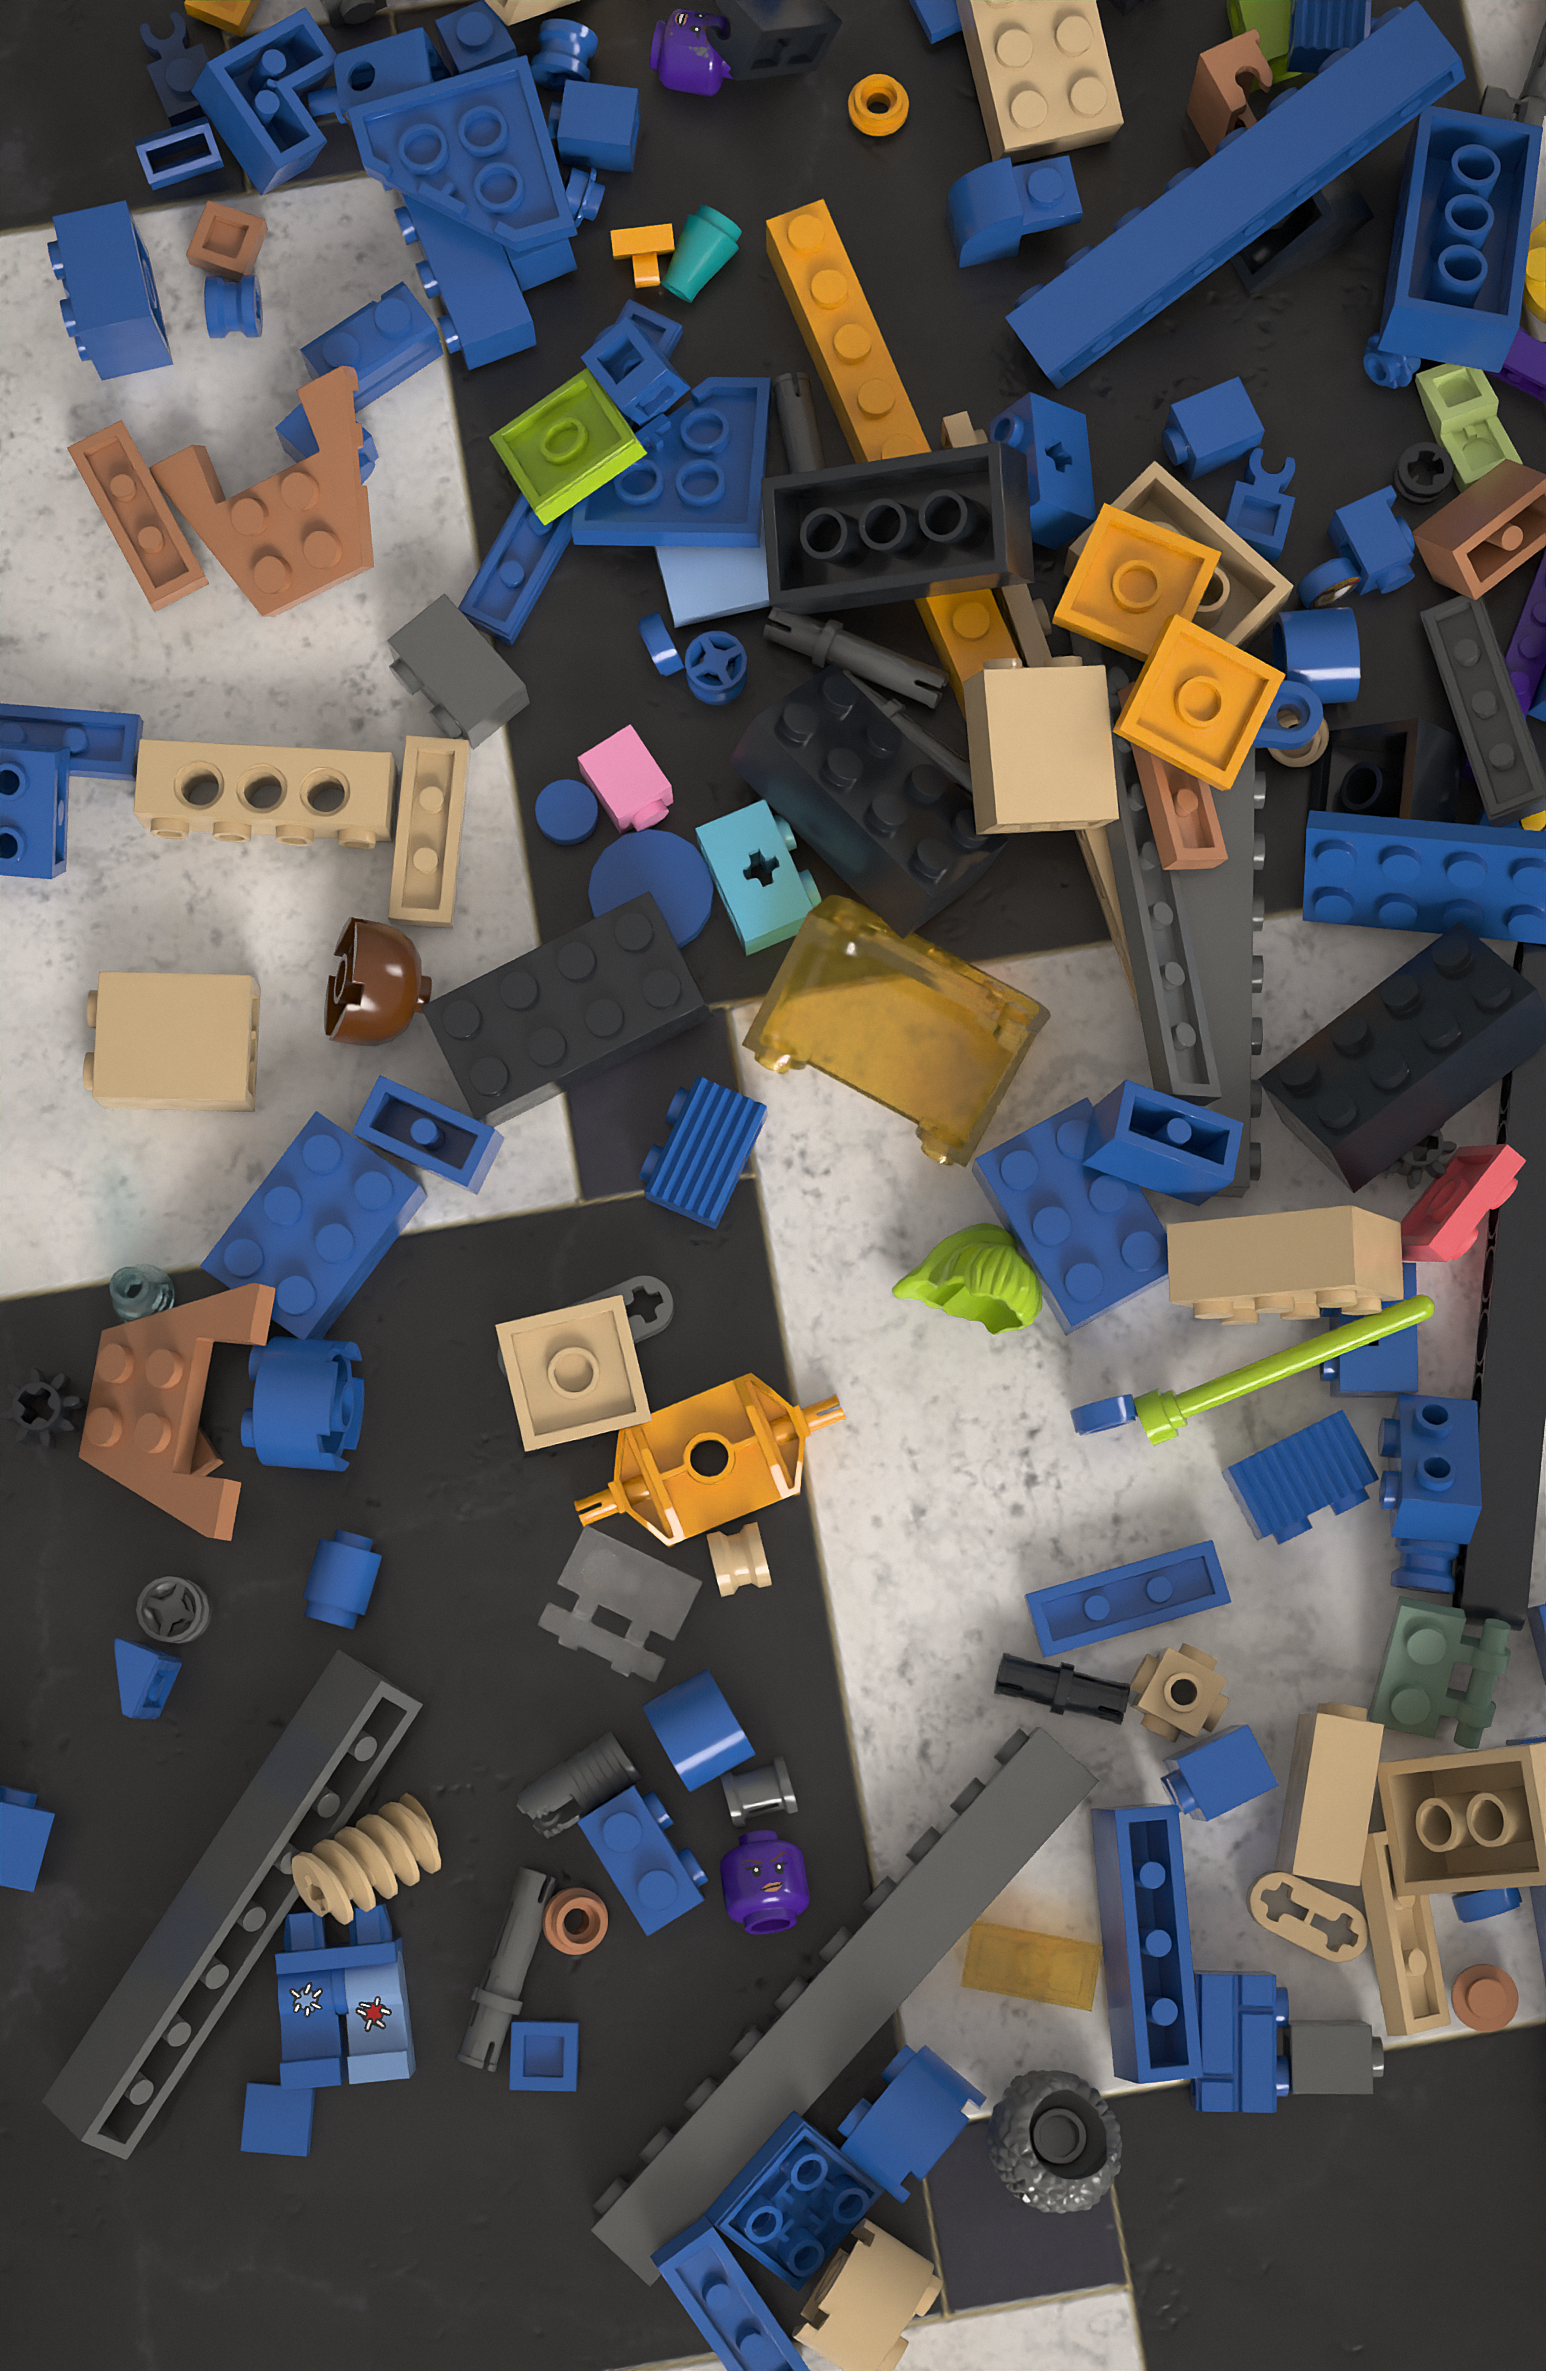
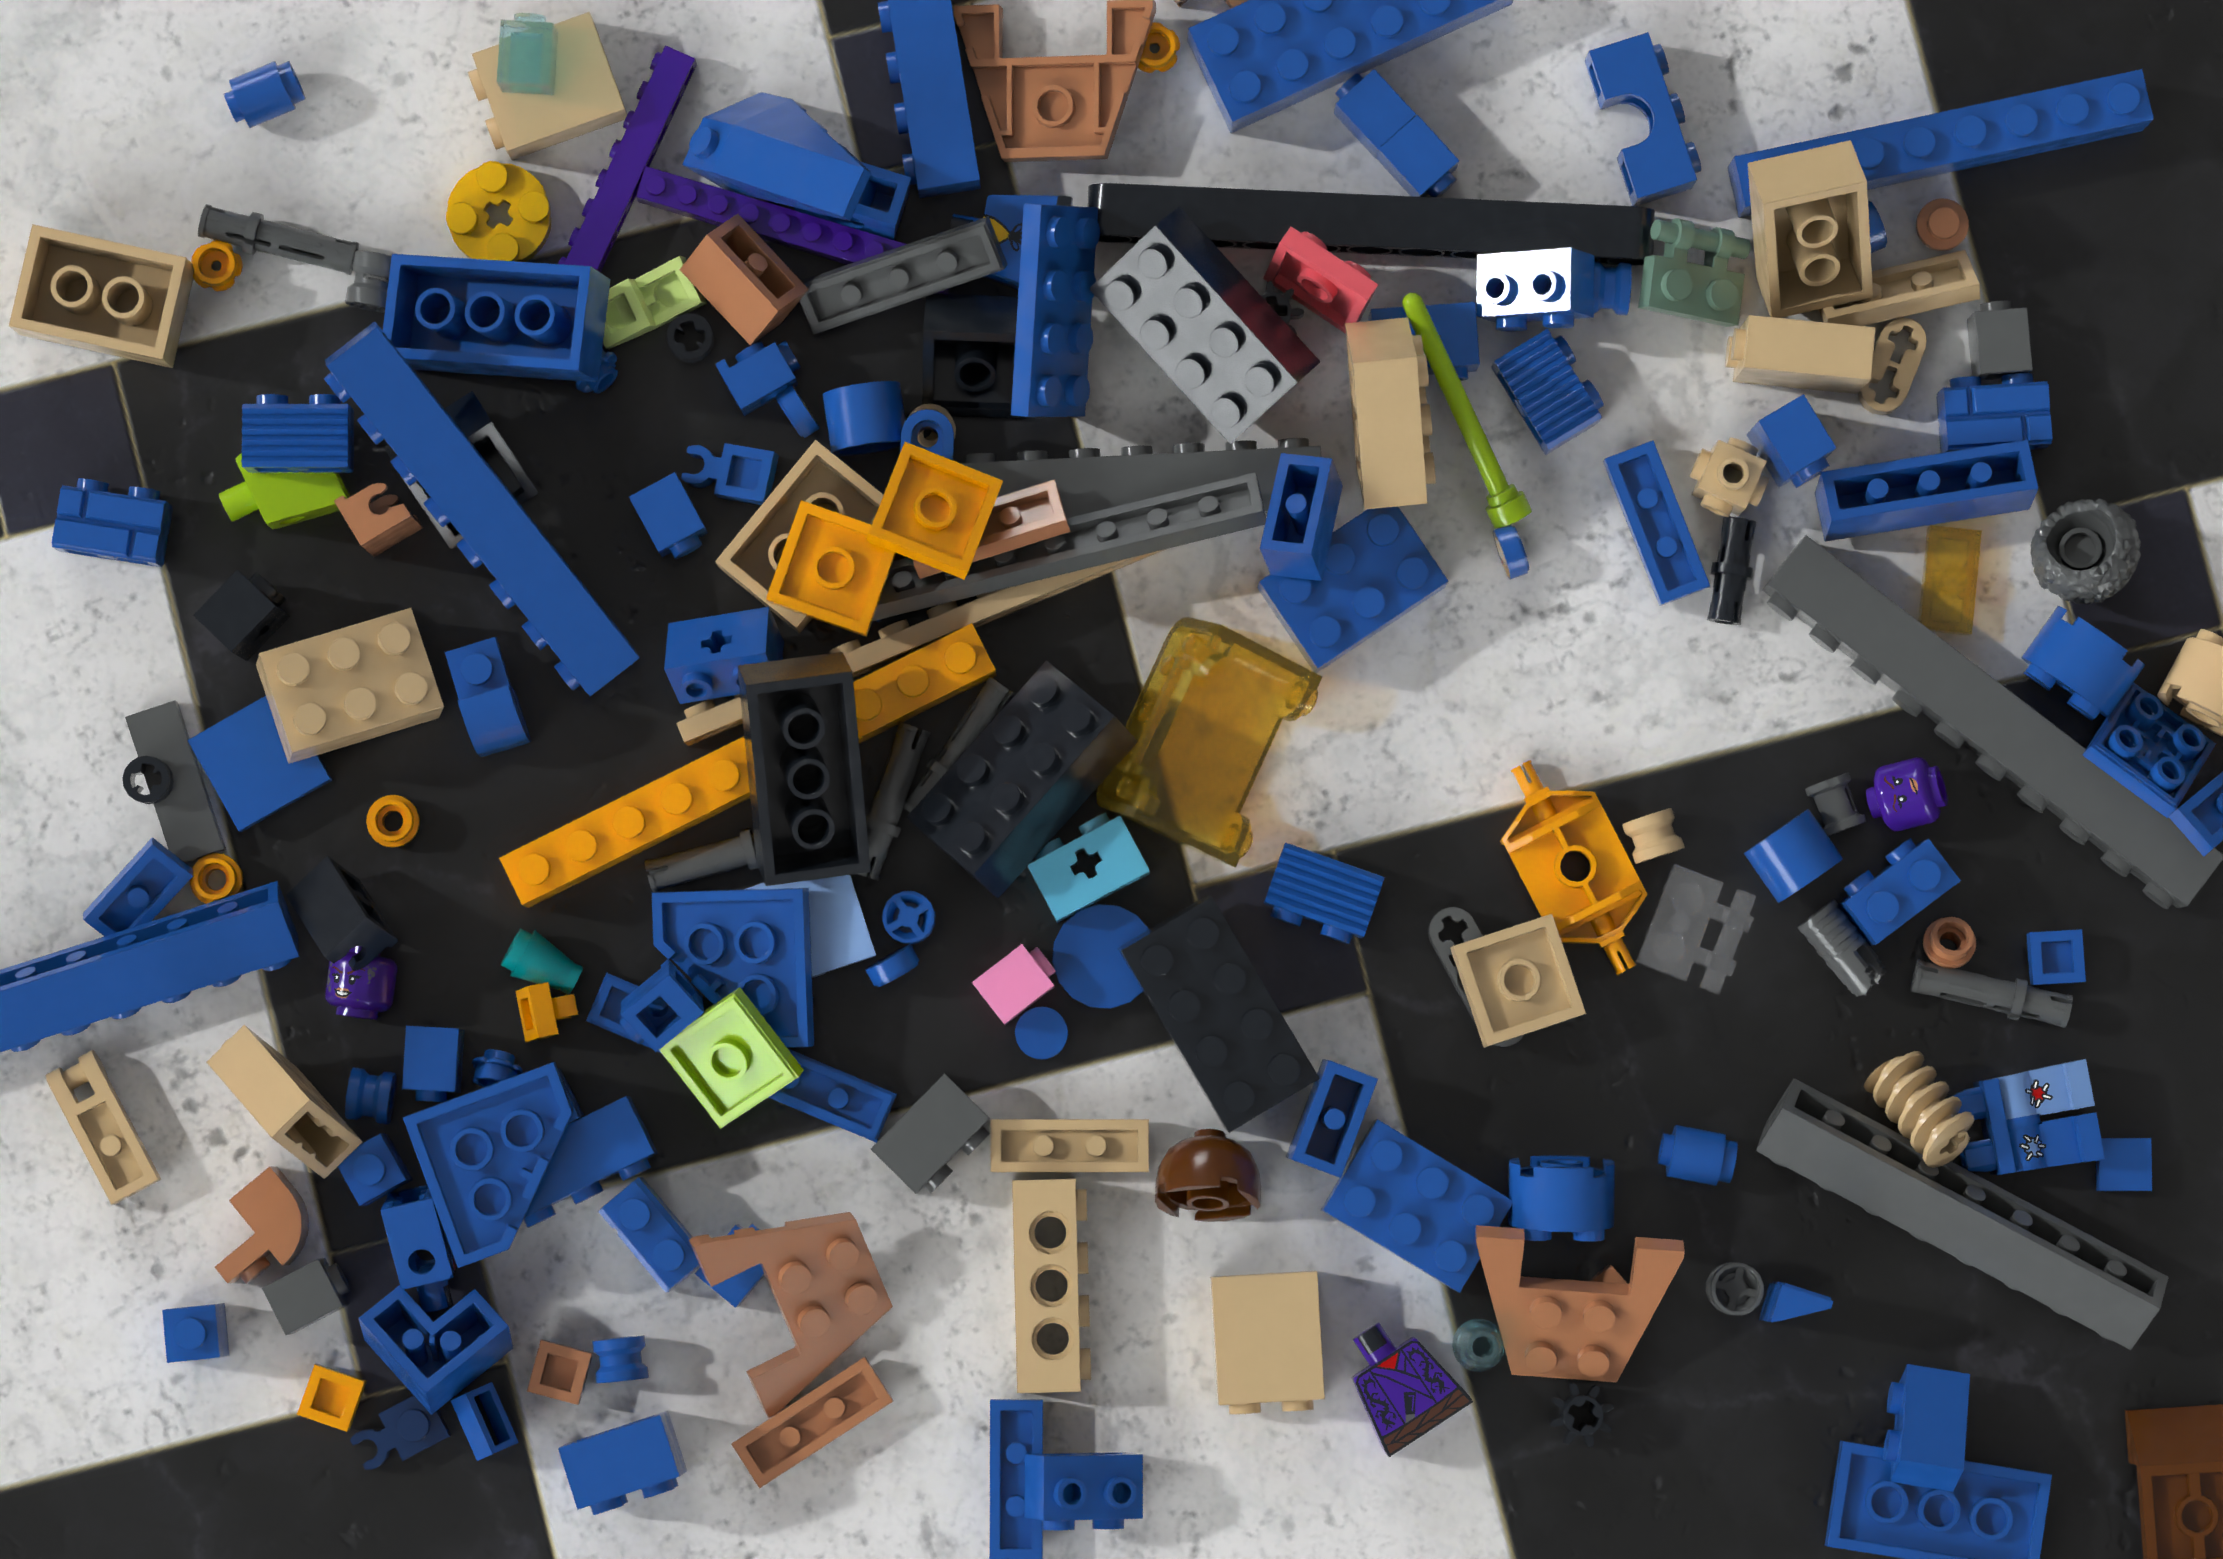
camera: 100 degrees left, 5 degrees up
(96, 1199) = (1404, 1389): none -> torso
(977, 1279) = (1407, 659): lime hair -> none
(1040, 746) = (977, 638): tan brick -> none

